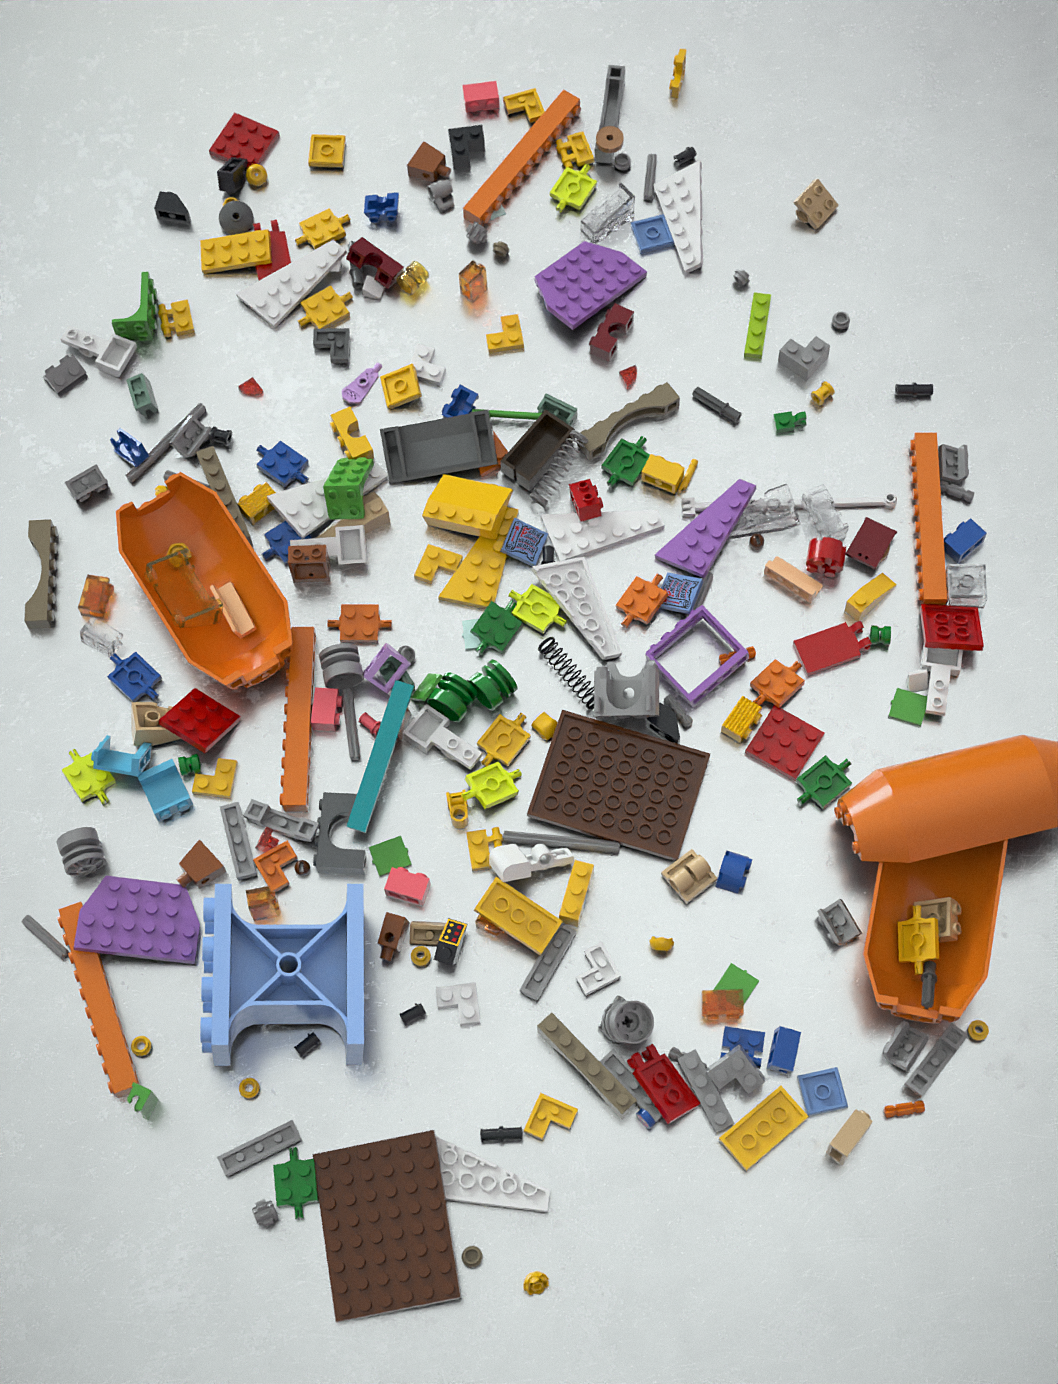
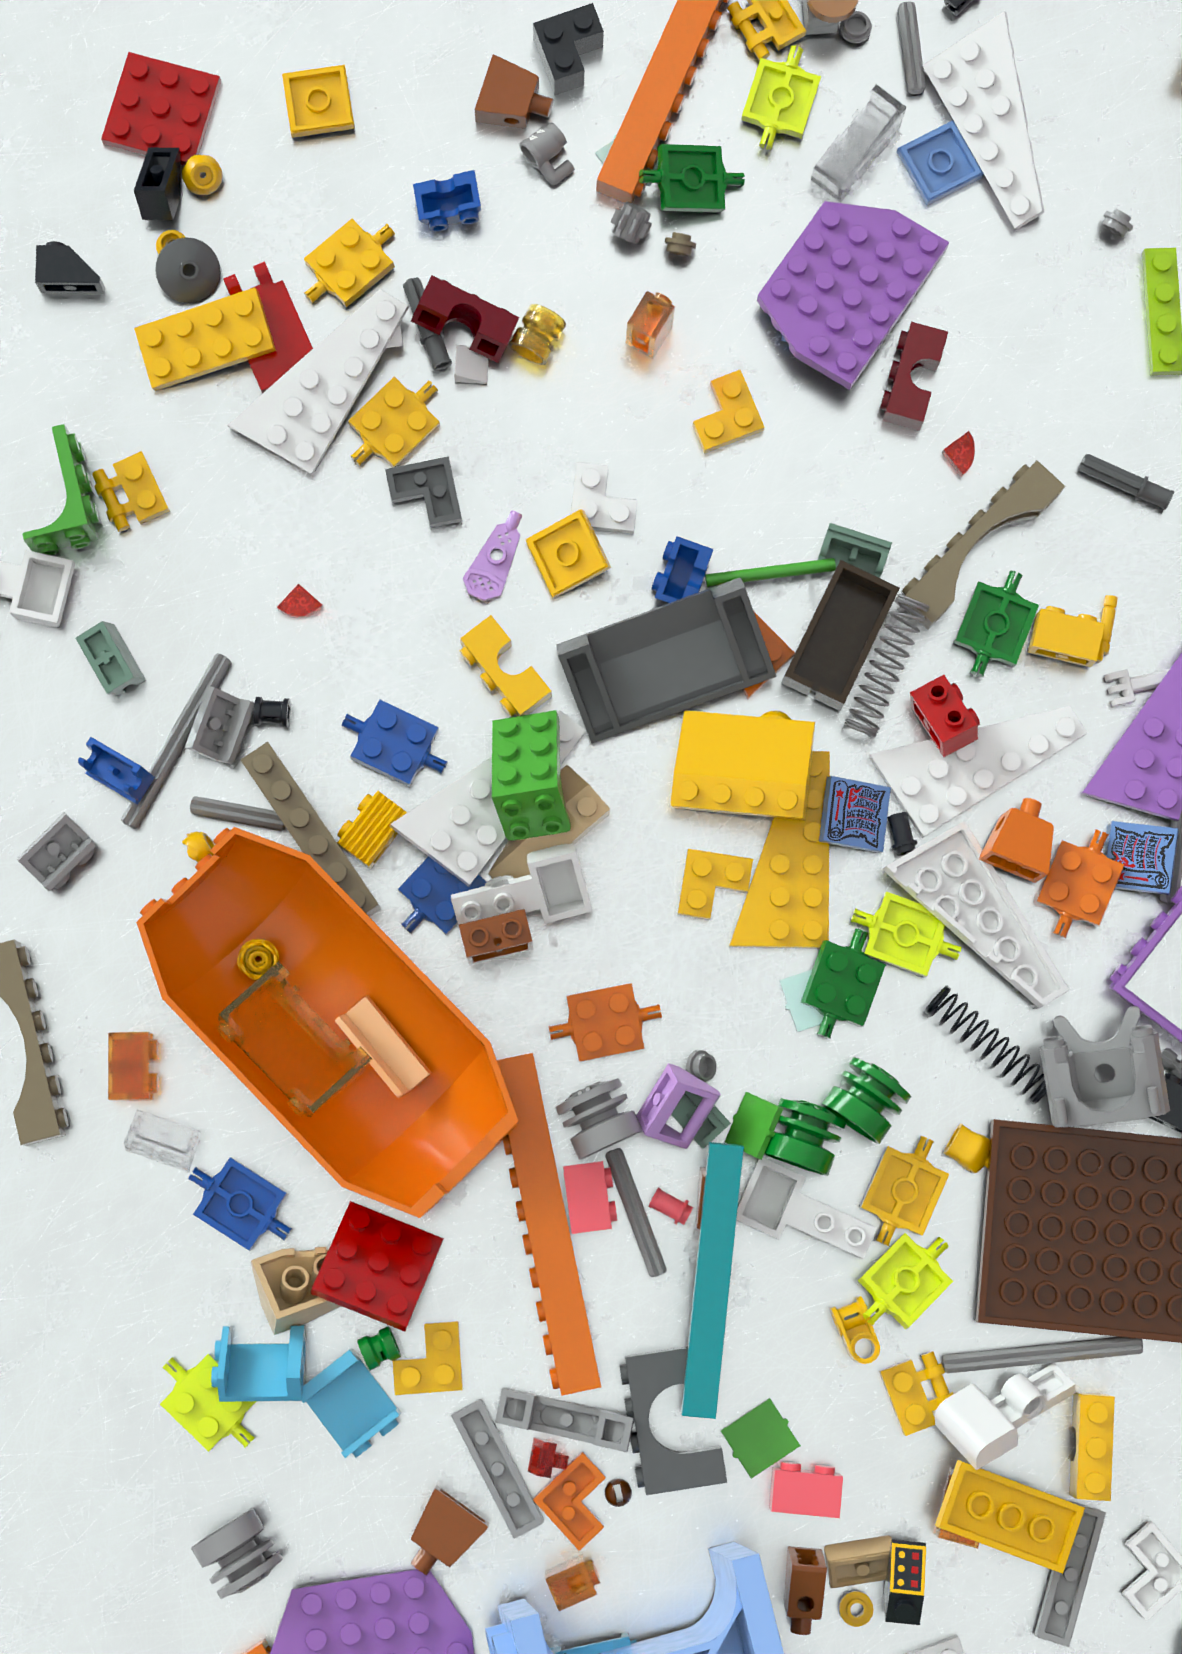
camera: 20 degrees left, 15 degrees up
(514, 217) = (691, 178): none -> green plate
(611, 571) = (1021, 842): none -> orange torso

